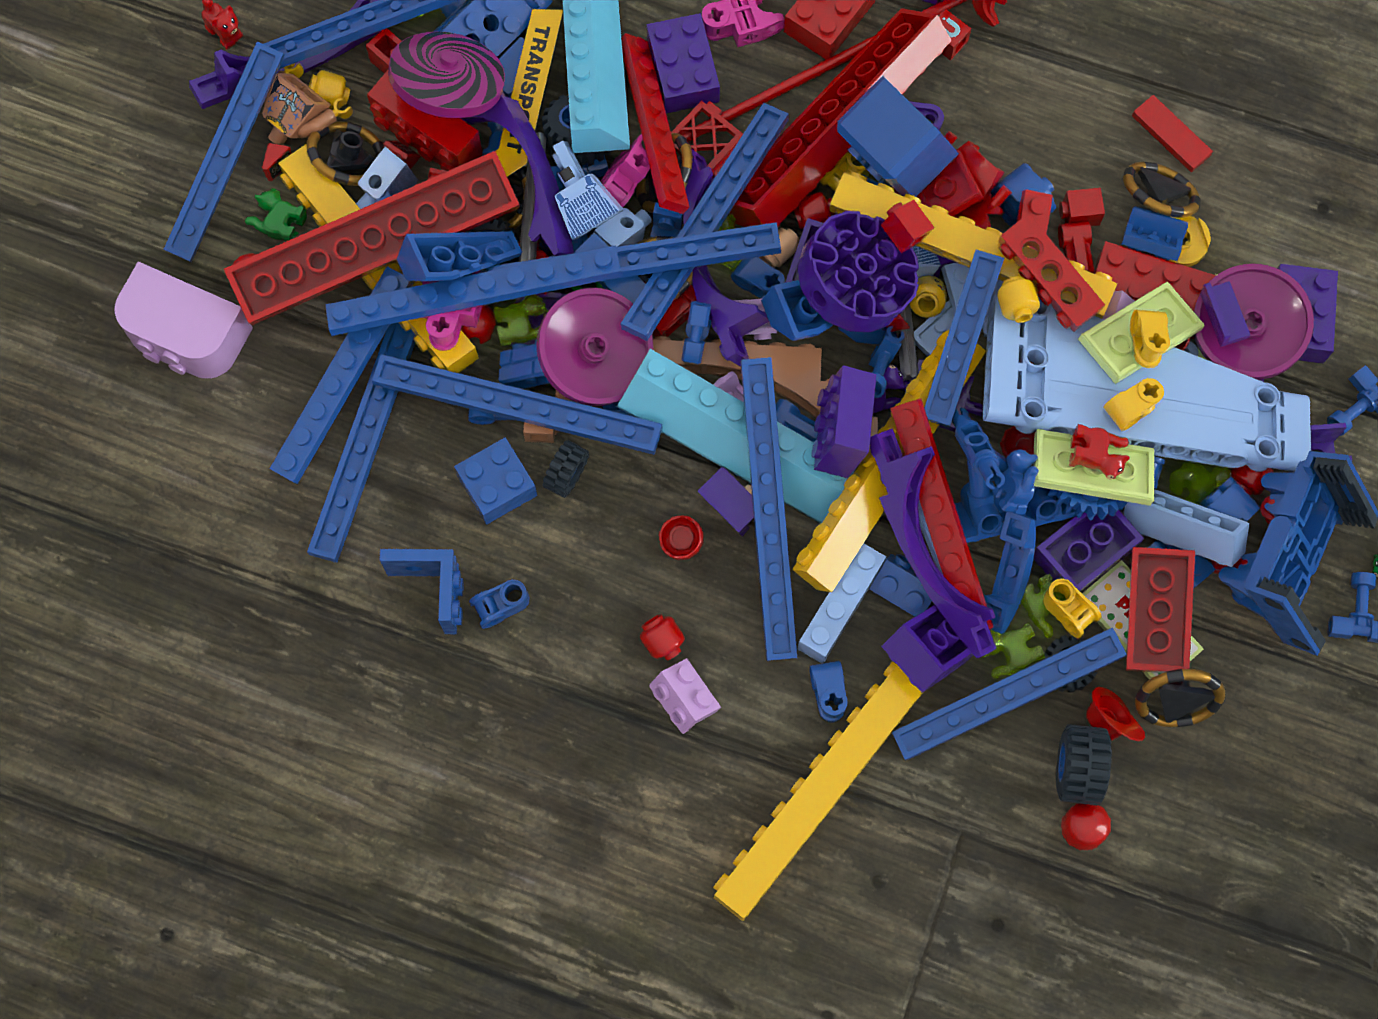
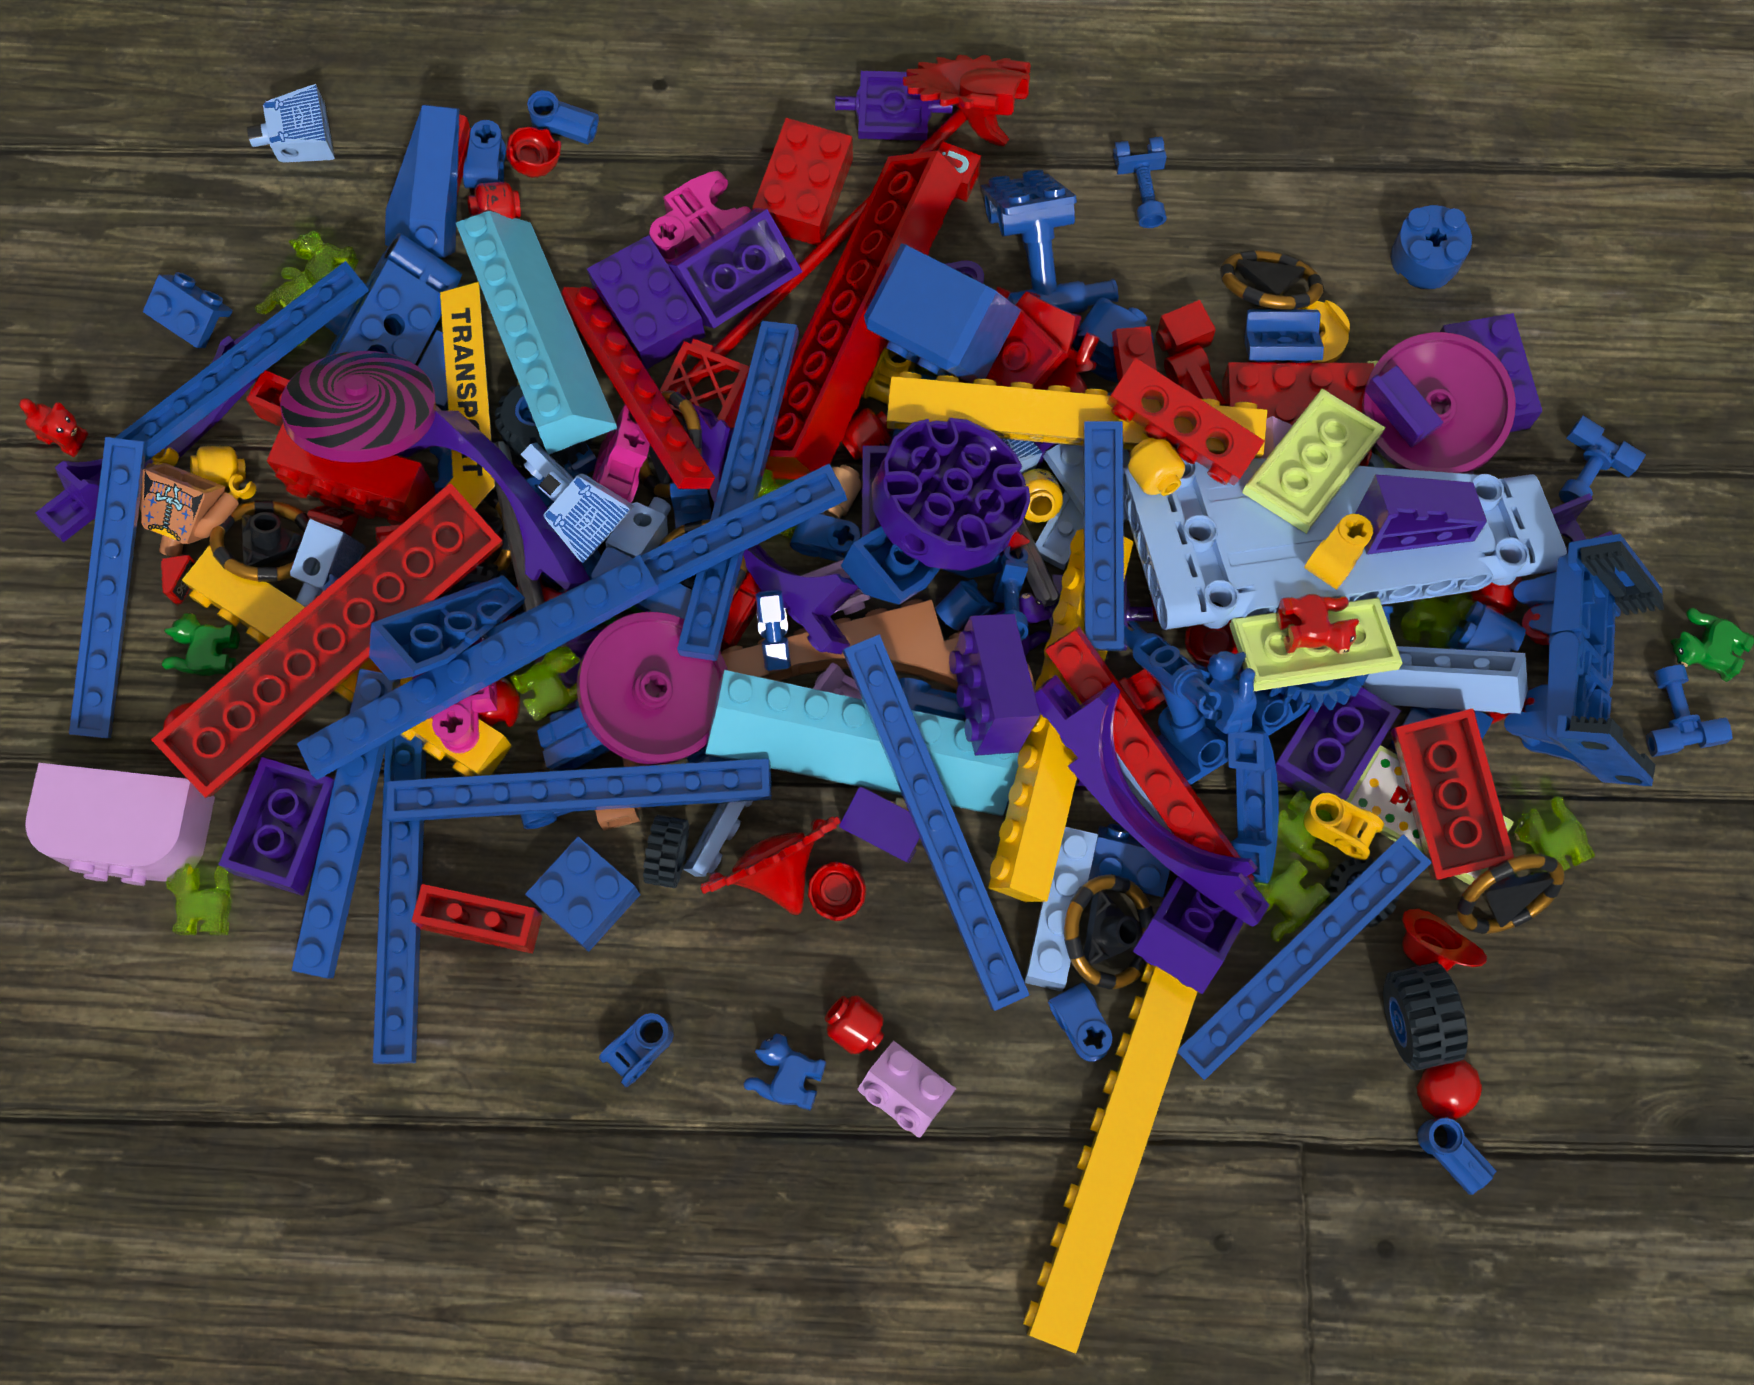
camera: 15 degrees left, 0 degrees up
(219, 401) = (194, 905): none -> clear neon green animal
(293, 363) = (279, 827): none -> dark purple brick
(414, 473) = (477, 918): none -> red brick
(431, 563) = (536, 1026): blue bracket -> none
(603, 659) = (789, 1080): none -> blue animal
(611, 465) = (721, 826): none -> light blue plate
(642, 506) = (775, 866): none -> red piece
(757, 57) = (735, 267): none -> dark purple brick
(844, 354) = (962, 603): none -> blue piece
(870, 628) = (1107, 931): none -> black piece
(906, 225) = (991, 418): red brick -> none
(954, 466) = (1143, 691): none -> red bracket
(996, 80) = (1033, 209): none -> blue plate
(1074, 876) = (1457, 1155): none -> blue piece
(1088, 111) = (1151, 212): none -> blue bar
(1149, 336) = (1329, 463): yellow piece -> none
(1172, 133) = (1258, 209): red tile -> none
(1205, 395) = (1420, 513): none -> dark purple wedge
(1233, 674) = (1564, 839): none -> clear neon green animal
(1294, 201) = (1431, 246): none -> blue brick

